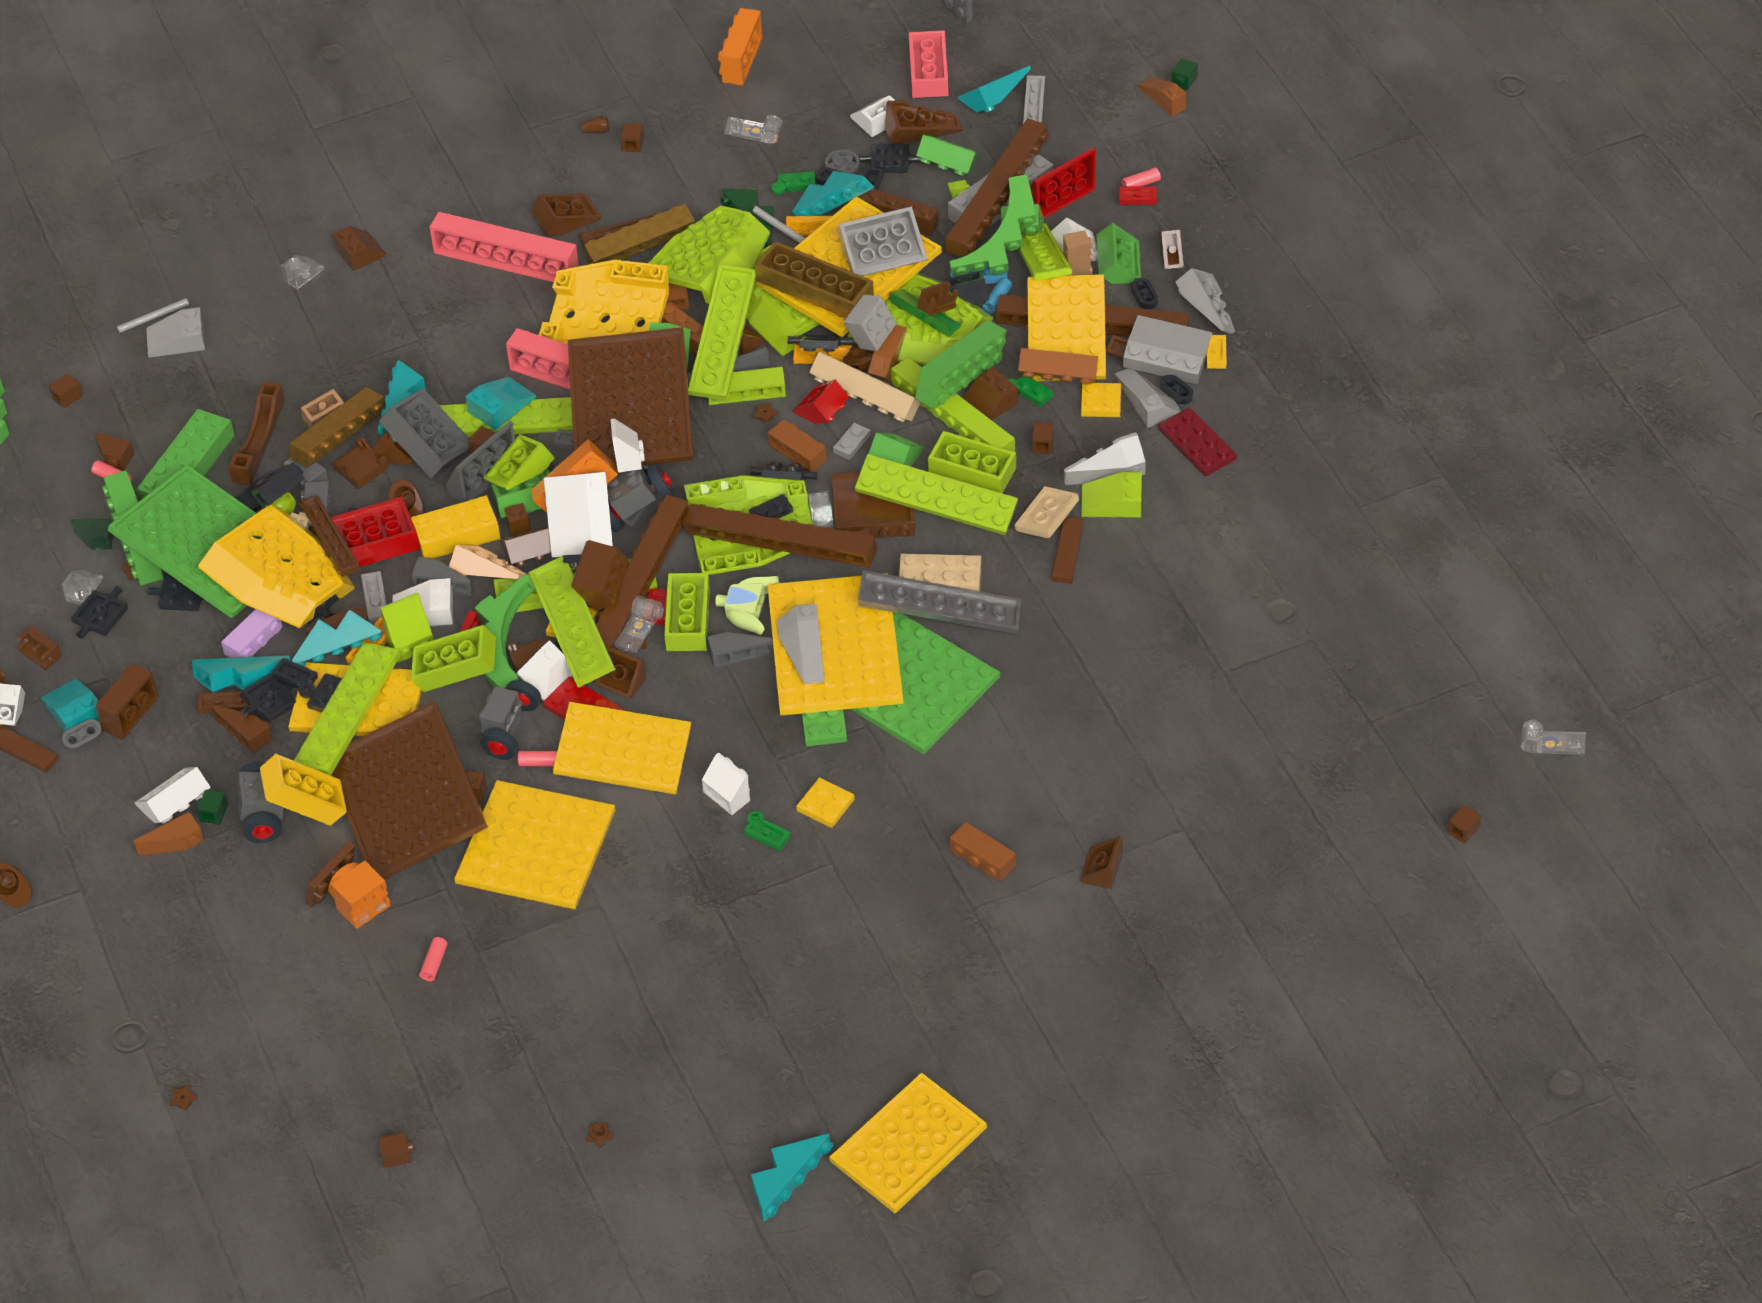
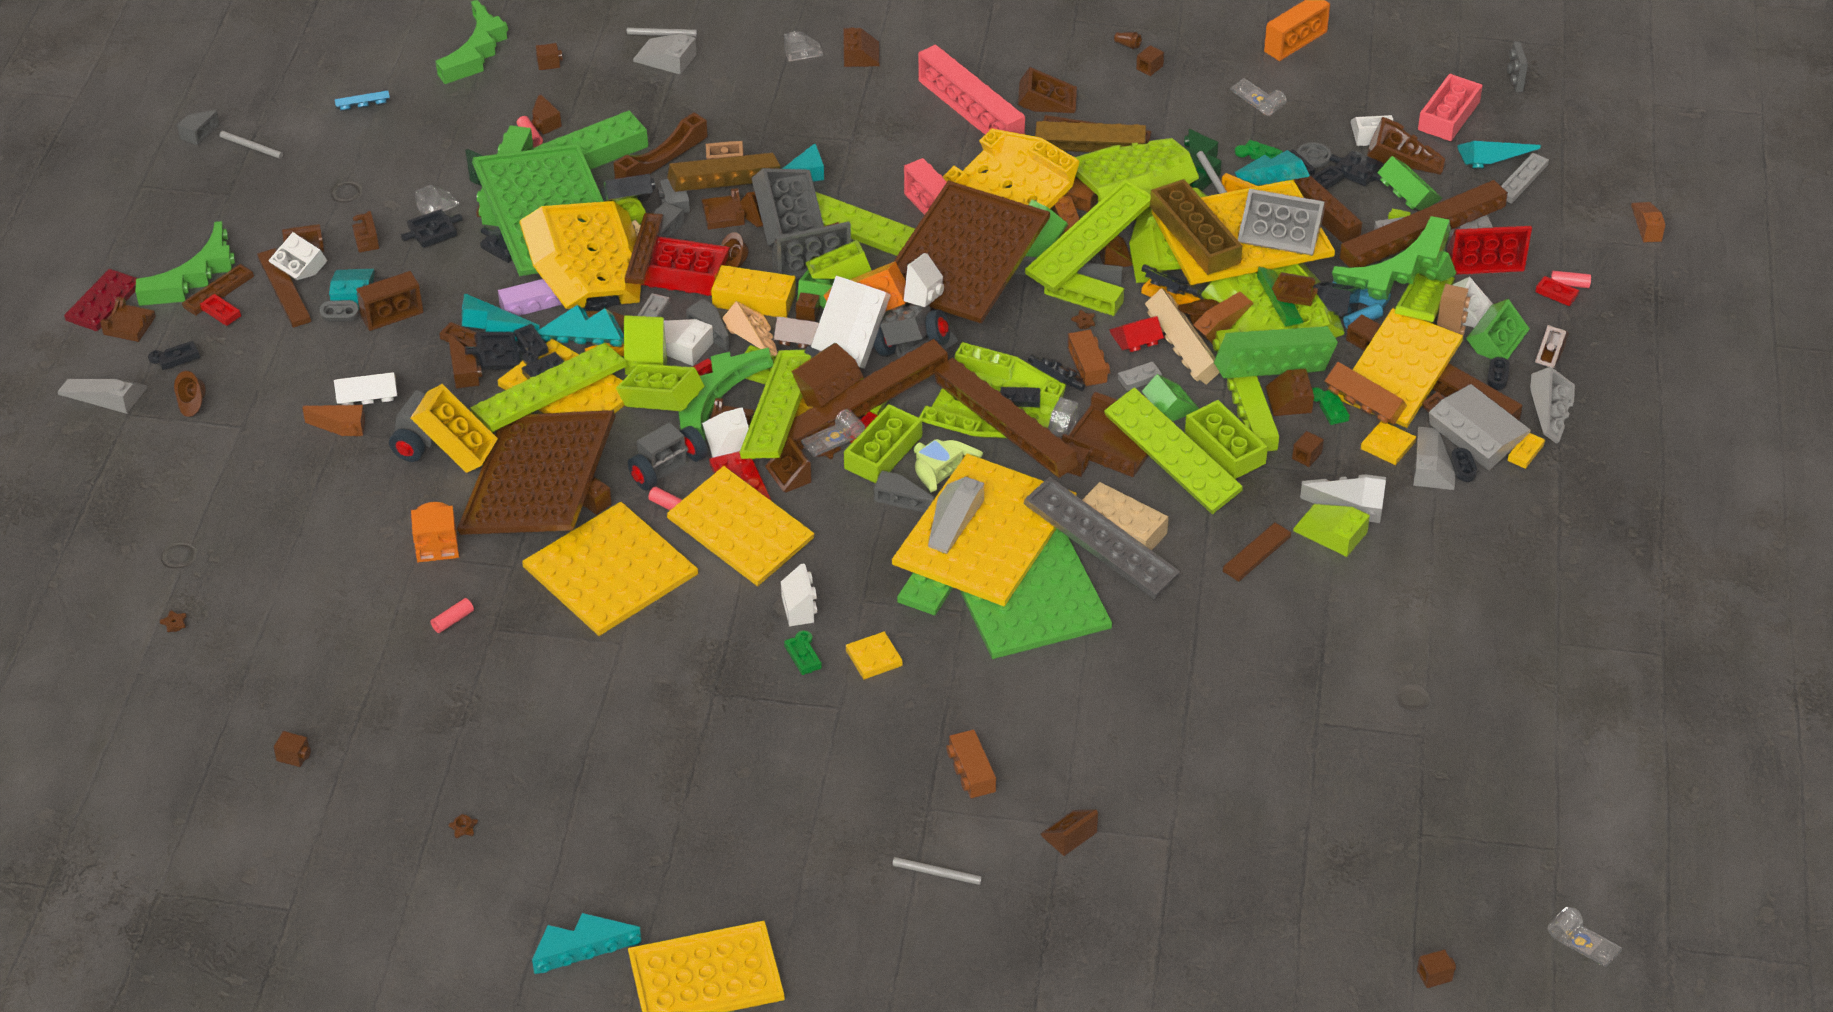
camera: 30 degrees right, 5 degrees down
(212, 807) = (385, 411): dark green brick -> none
(319, 885) = (404, 506): reddish brown plate -> none
(498, 401) = (868, 209): teal slope -> none
(870, 322) = (1218, 281): light grey brick -> none
(1023, 956) = (938, 871): none -> light grey bar
(1046, 512) = (1260, 510): tan plate -> none
(1185, 73) = (1679, 210): dark green brick -> none
(1197, 441) = (1449, 517): dark red plate -> none

